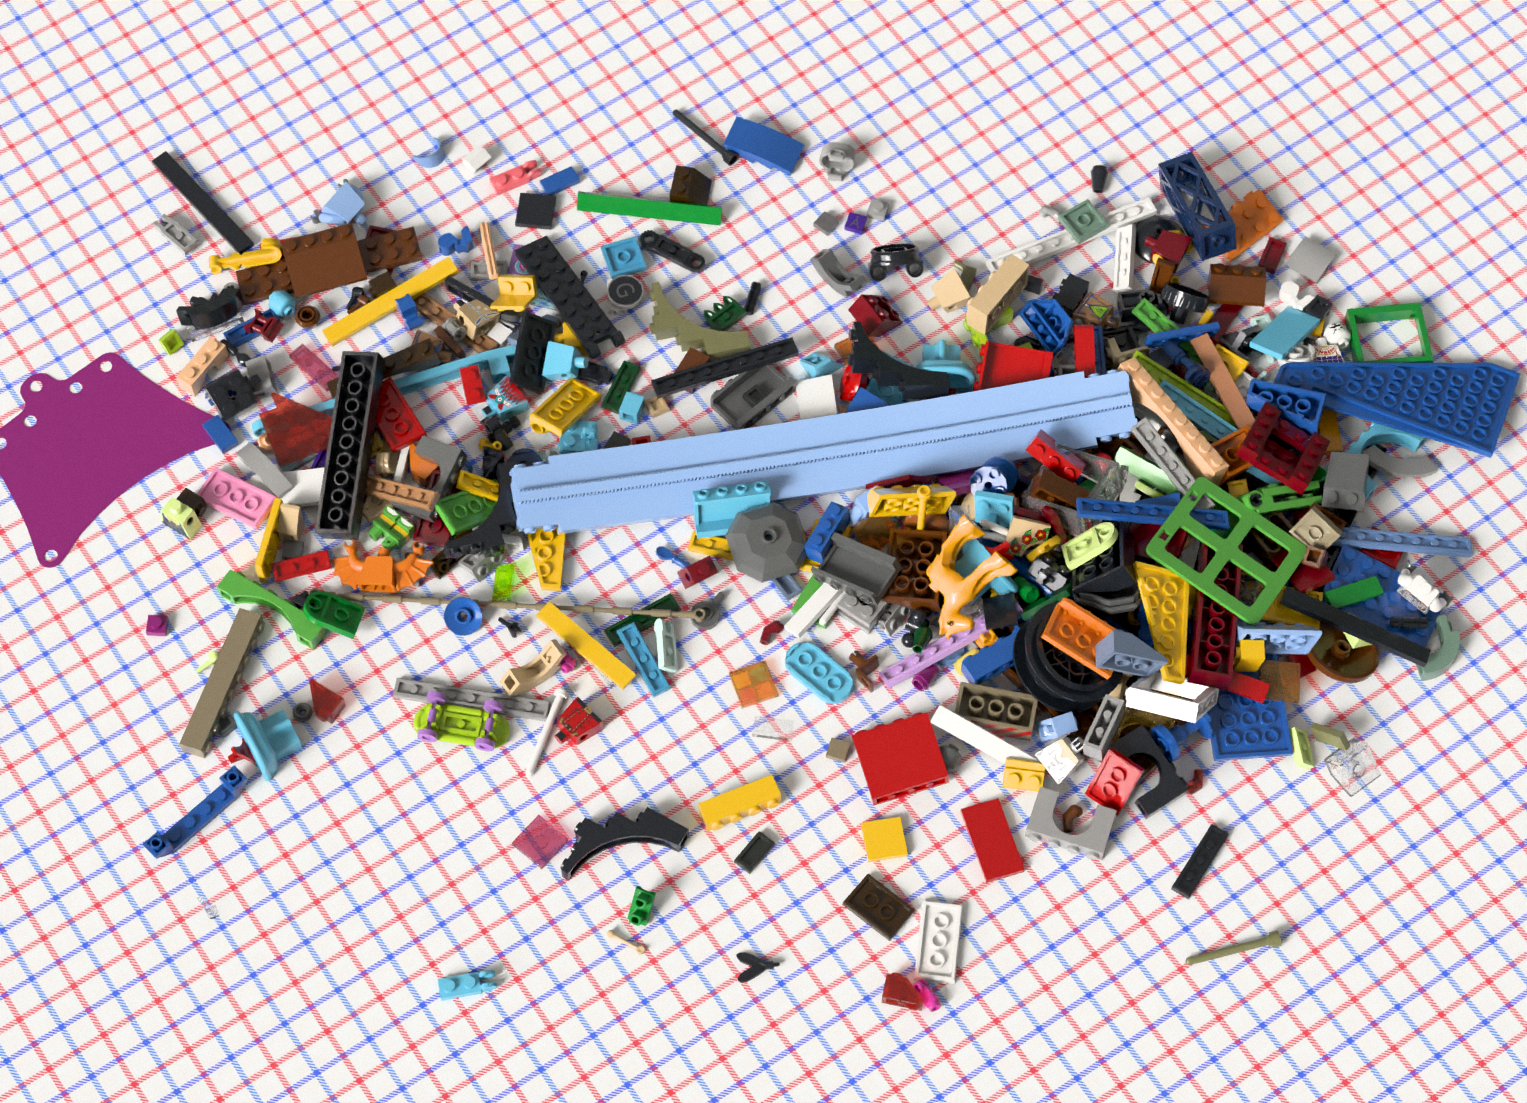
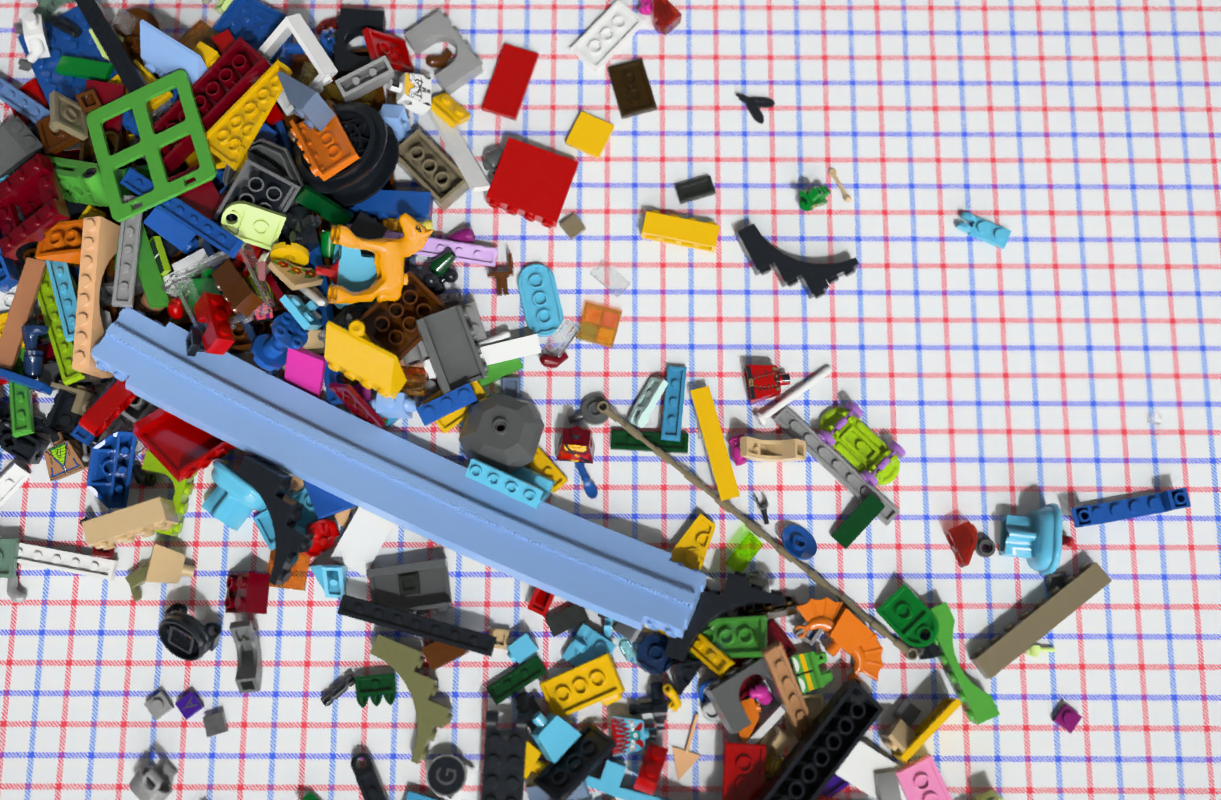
camera: 145 degrees left, 15 degrees up
(301, 565) = (908, 690): red tile -> none
(423, 482) = (762, 693): none -> dark pink arm
(424, 664) = (858, 521): none -> dark green tile
(451, 414) = (684, 758): none -> light nougat piece
(540, 841) = (855, 306): clear pink tile -> none
(776, 651) = (562, 337): none -> clear tile
(1060, 436) = (194, 343): none -> black tile
(1071, 293) = (68, 494): black brick -> none
(1364, 661) = (124, 21): none -> clear tile

